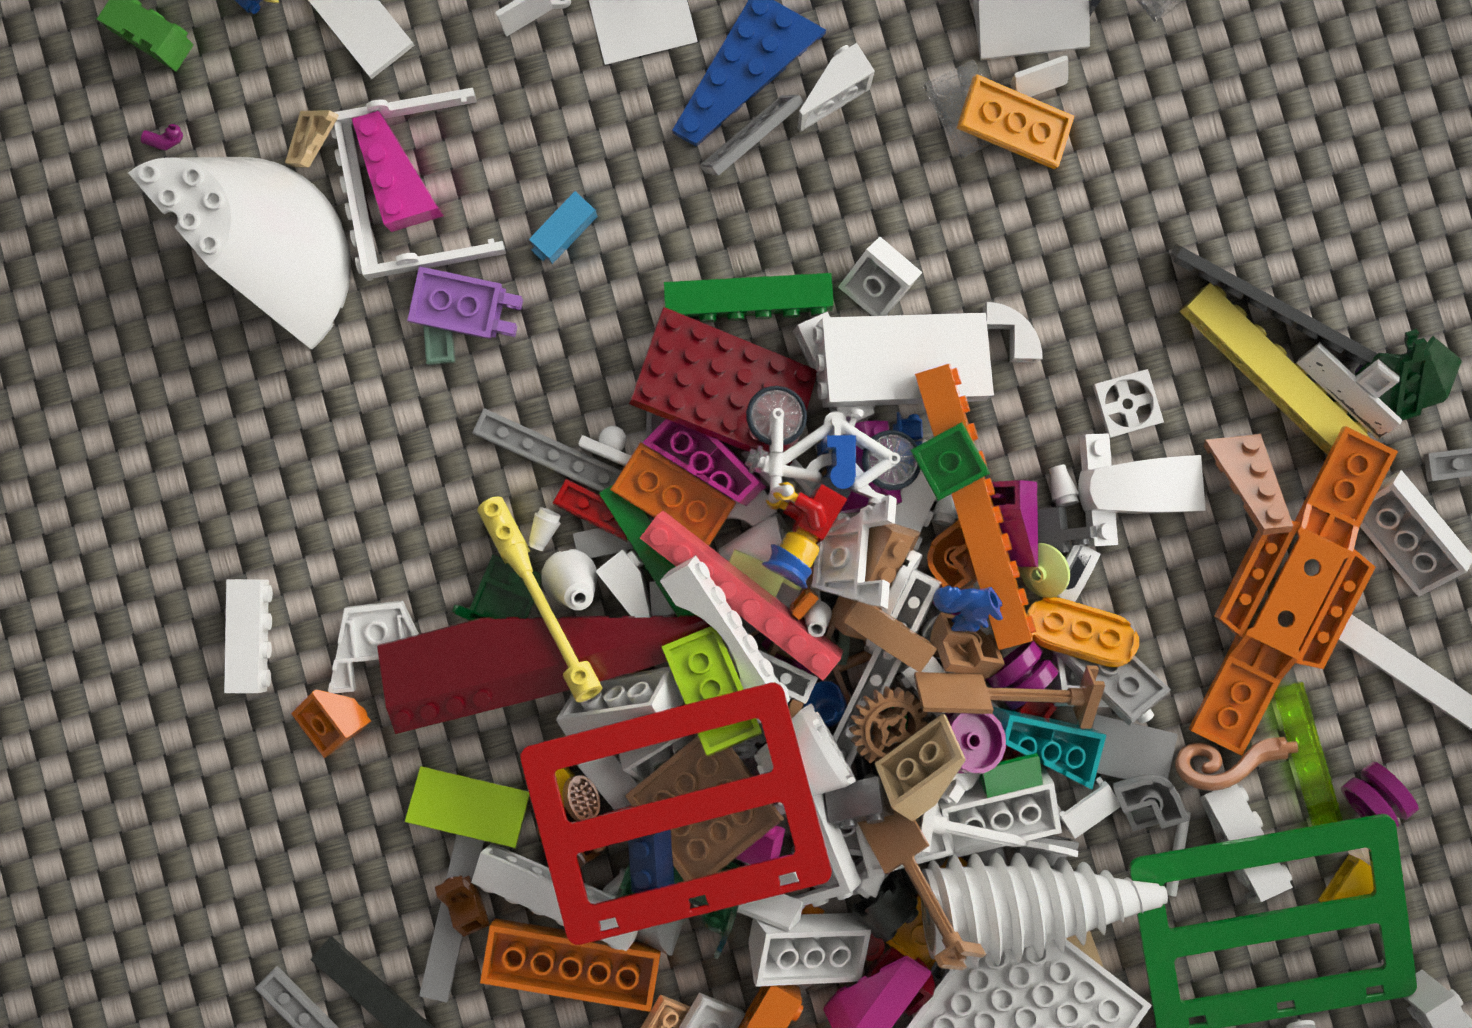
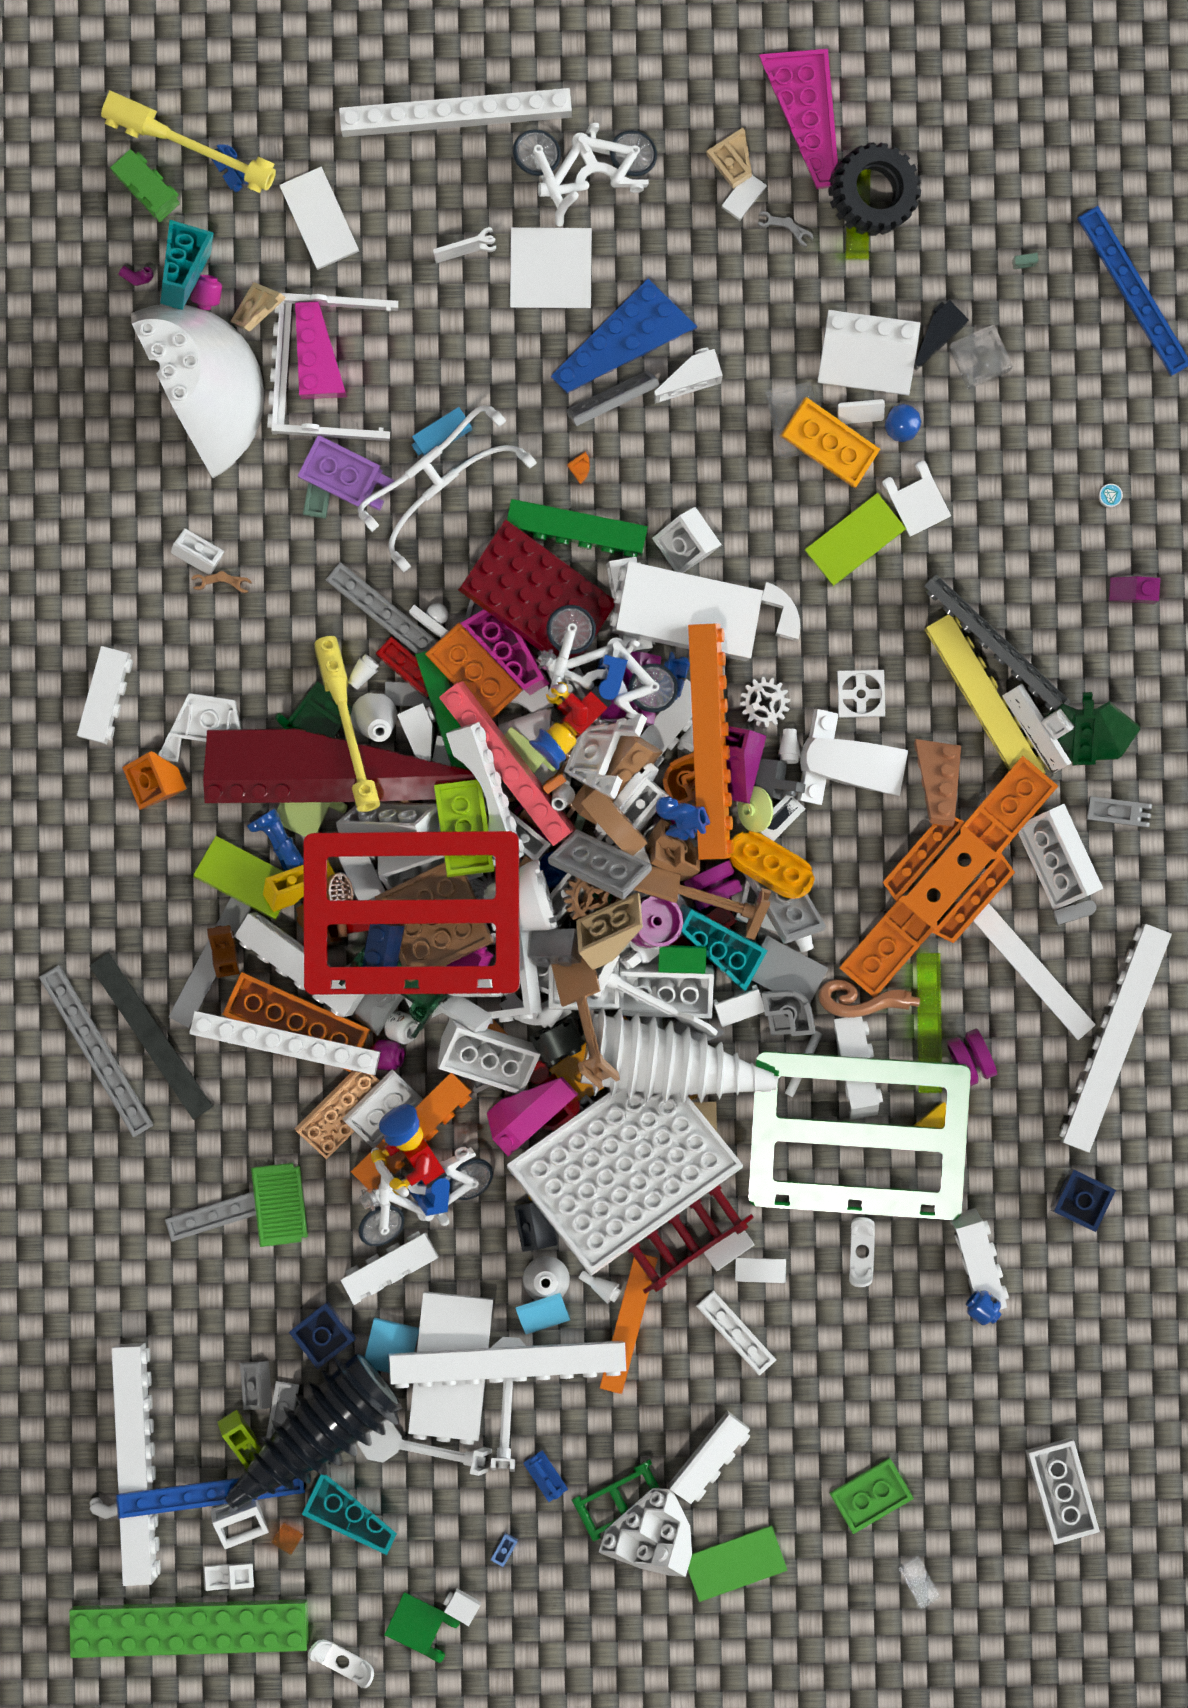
camera: 15 degrees right, 0 degrees up
(207, 105) = (185, 259): none -> teal wedge
(247, 135) = (207, 292): none -> dark pink head
(314, 439) = (197, 551): none -> white slope
(351, 461) = (221, 577): none -> medium nougat piece
(503, 760) = (283, 846): none -> blue piece
(513, 813) = (284, 888): none -> yellow slope
(521, 720) = (306, 817): none -> yellowish green flag
(562, 1001) = (285, 1042): none -> white brick
(575, 286) = (439, 483): none -> white bar
(688, 974) = (391, 1054): none -> magenta head
(696, 939) = (400, 1027): none -> white head
(733, 227) = (580, 467): none -> orange tile
(887, 690) = (599, 864): none -> light grey tile
(950, 461) = (697, 700): green tile -> none
(1013, 434) = (774, 697): none -> white gear
(1073, 227) = (855, 539): none -> lime tile
(1091, 79) = (903, 423): none -> blue hair
(1135, 167) = (919, 503): none -> white flag
(1351, 101) = (1110, 495): none -> tile
(1413, 200) = (1134, 589): none -> magenta slope
(1444, 594) = (1074, 912): none -> light grey bar

